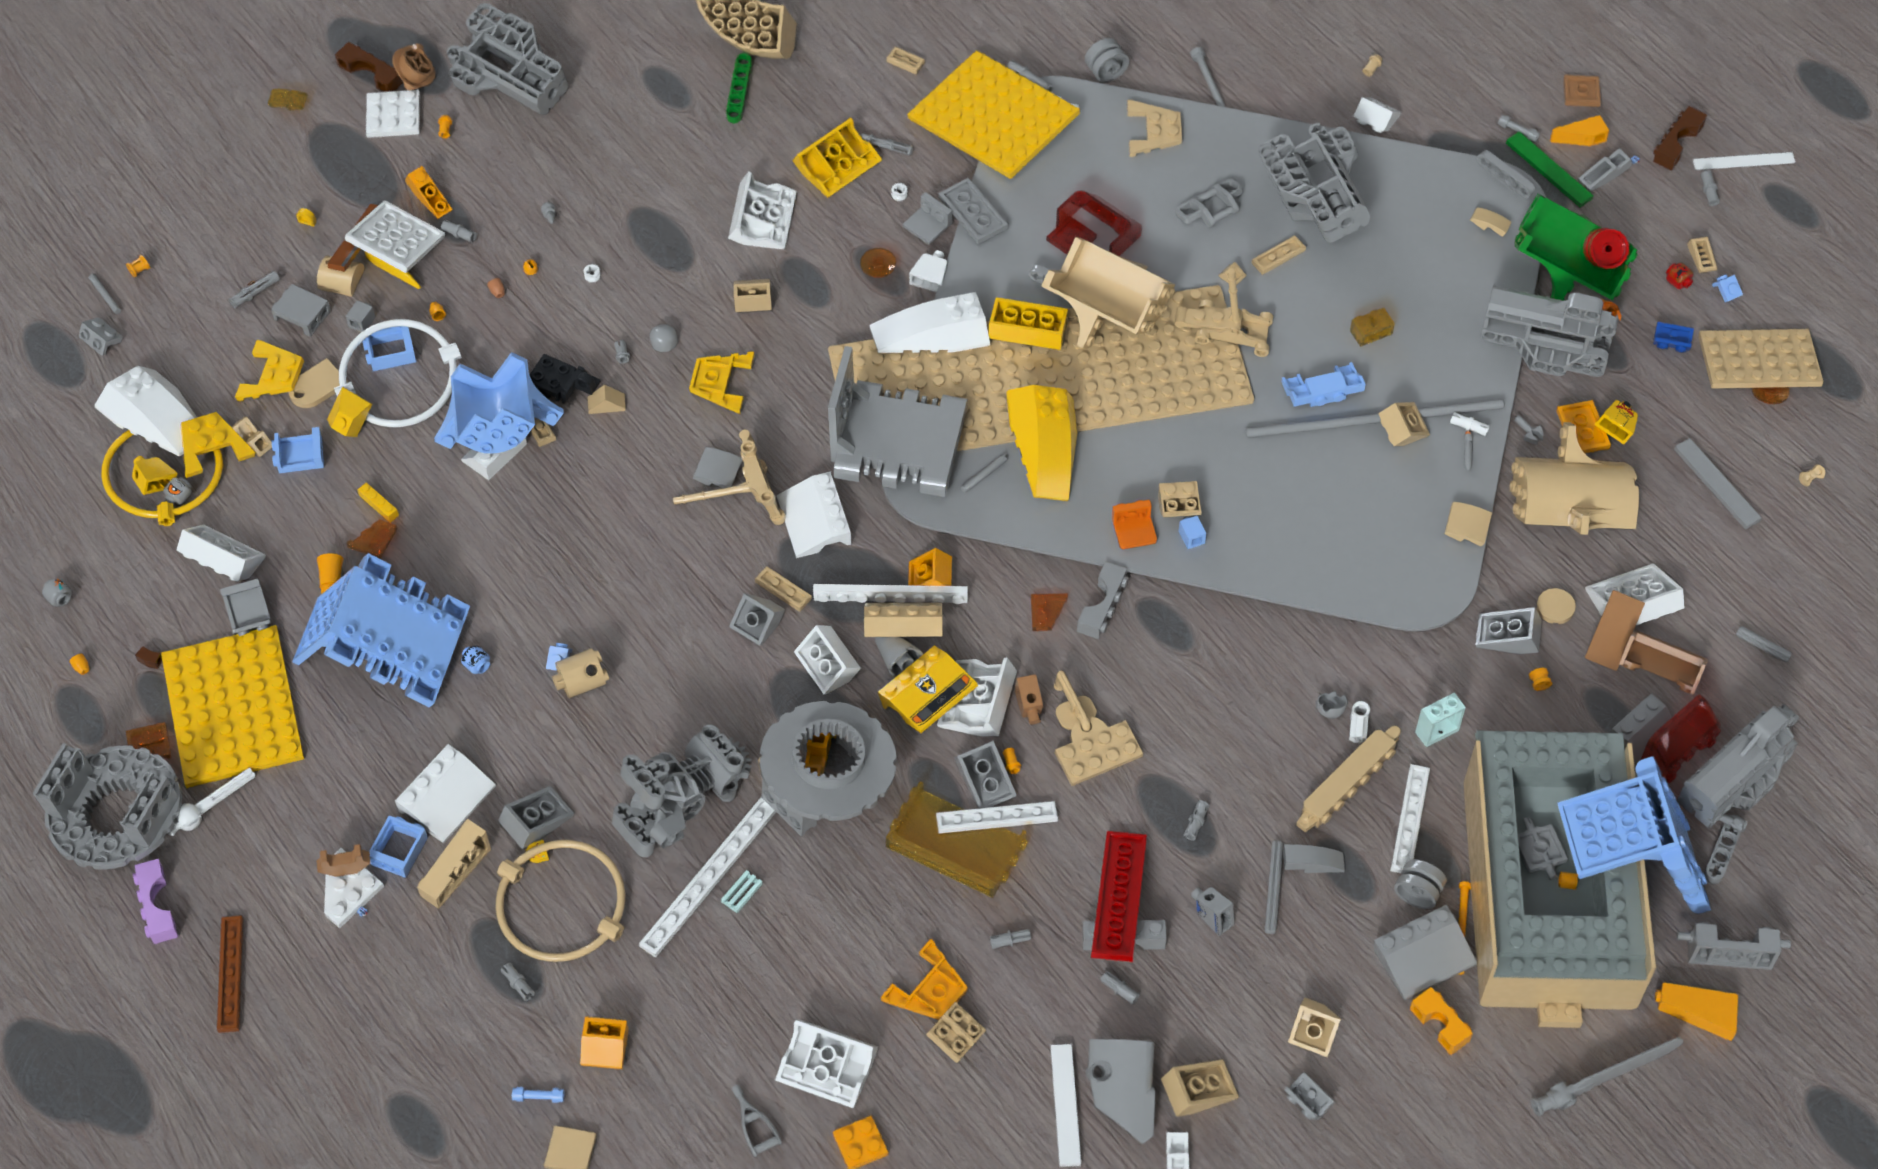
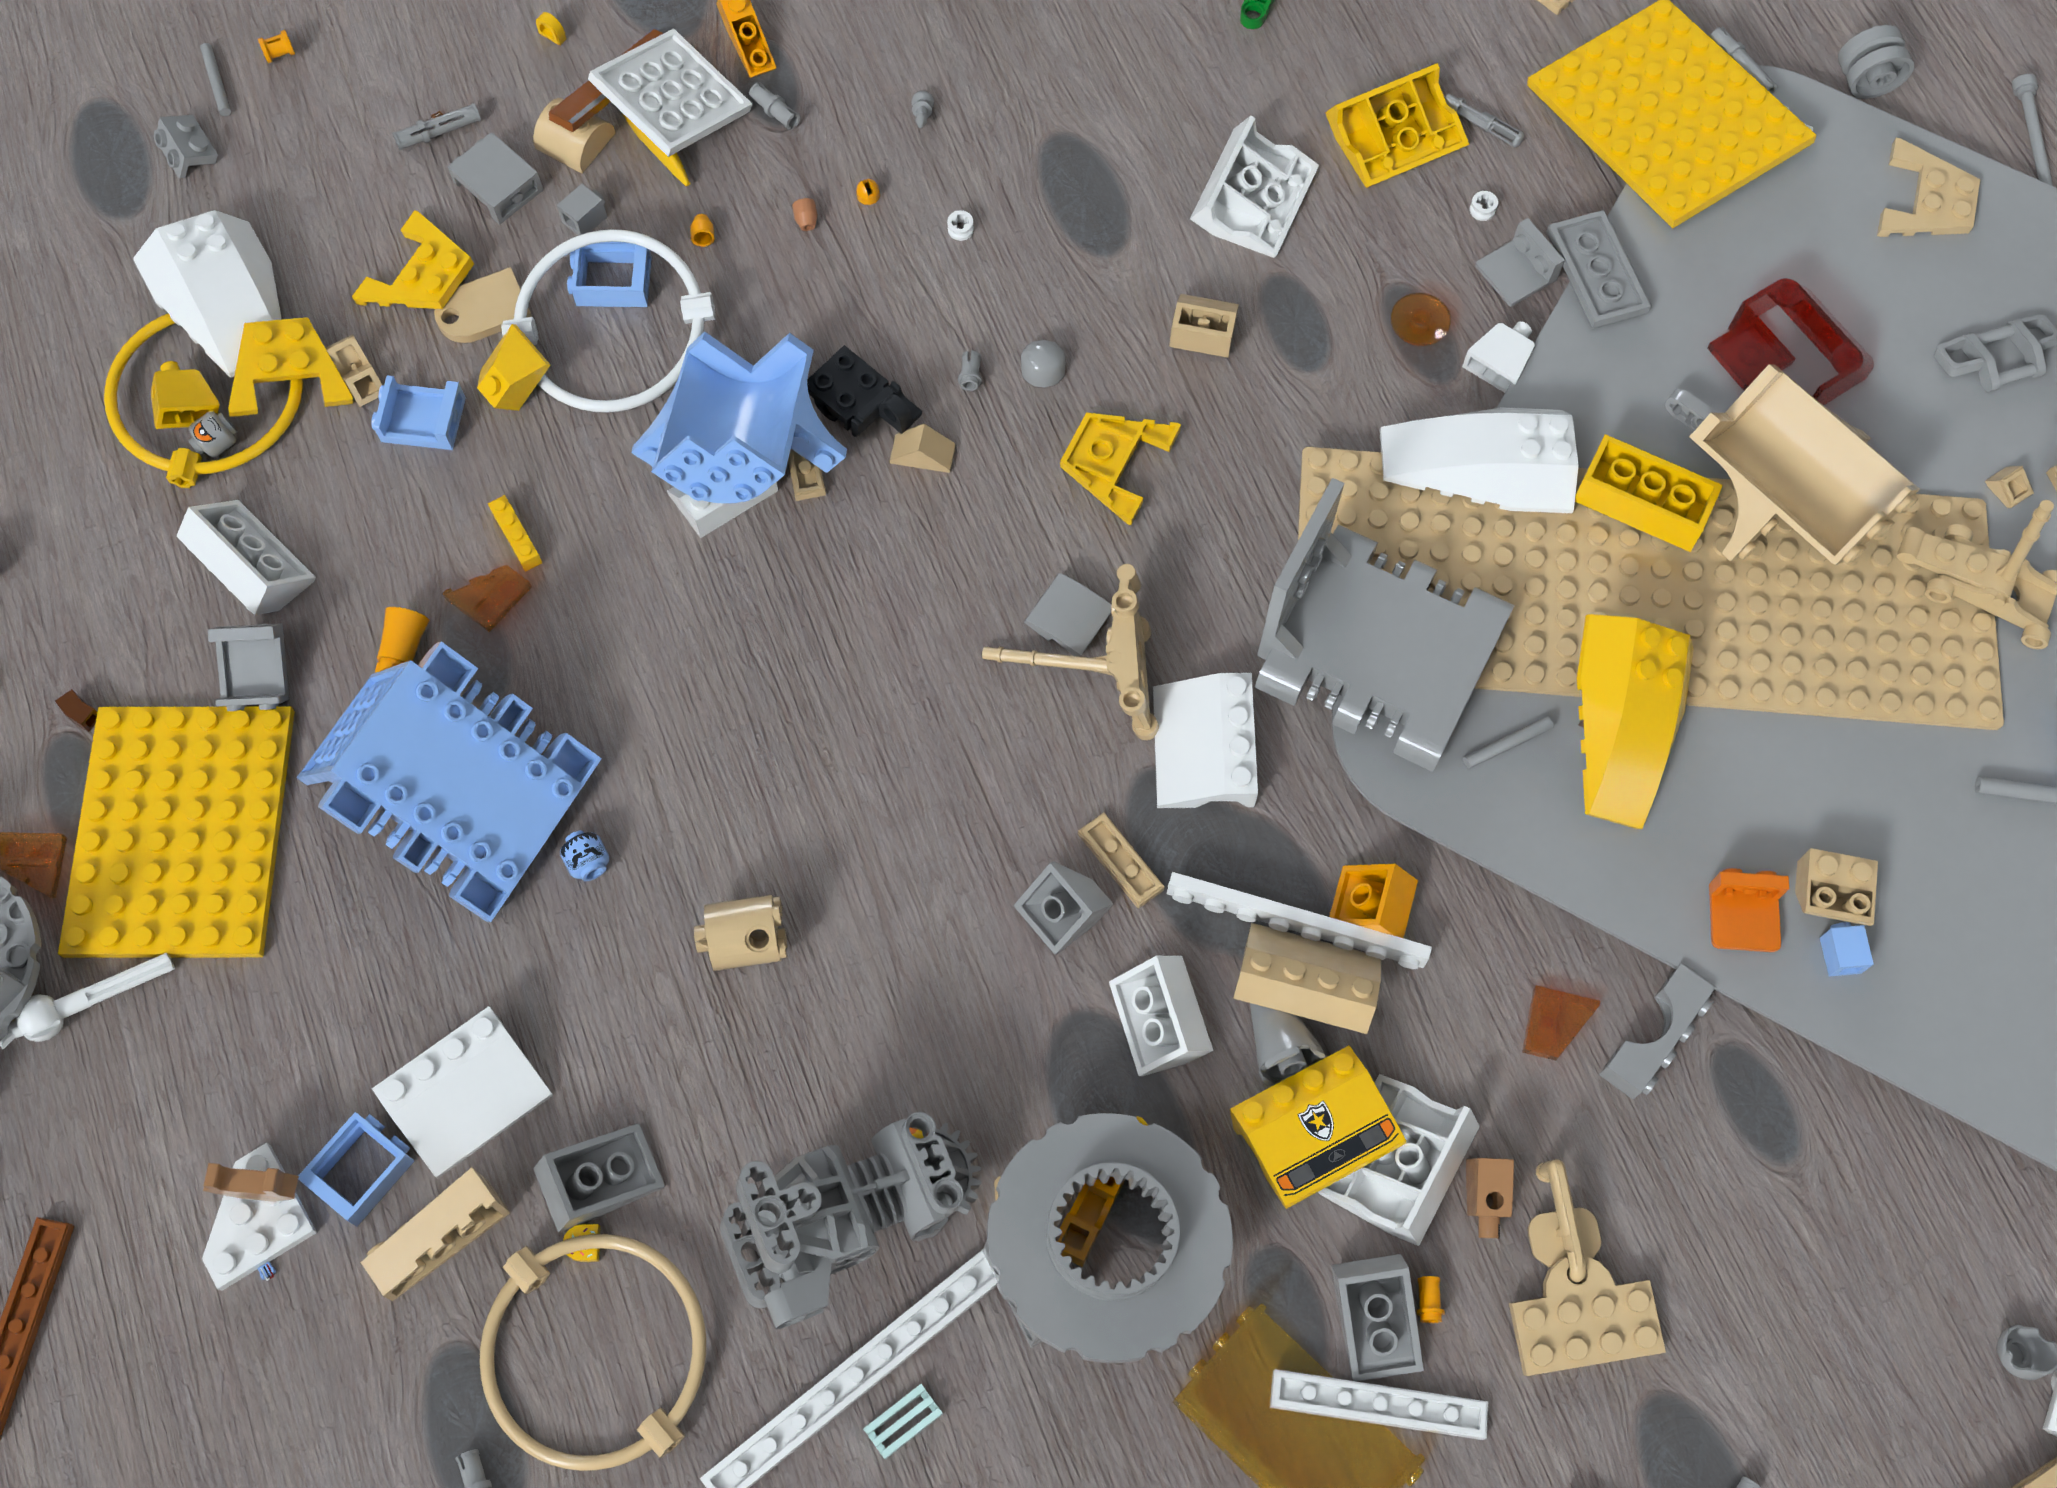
camera: 15 degrees right, 10 degrees up
(556, 654) = (719, 883): light blue bracket -> none

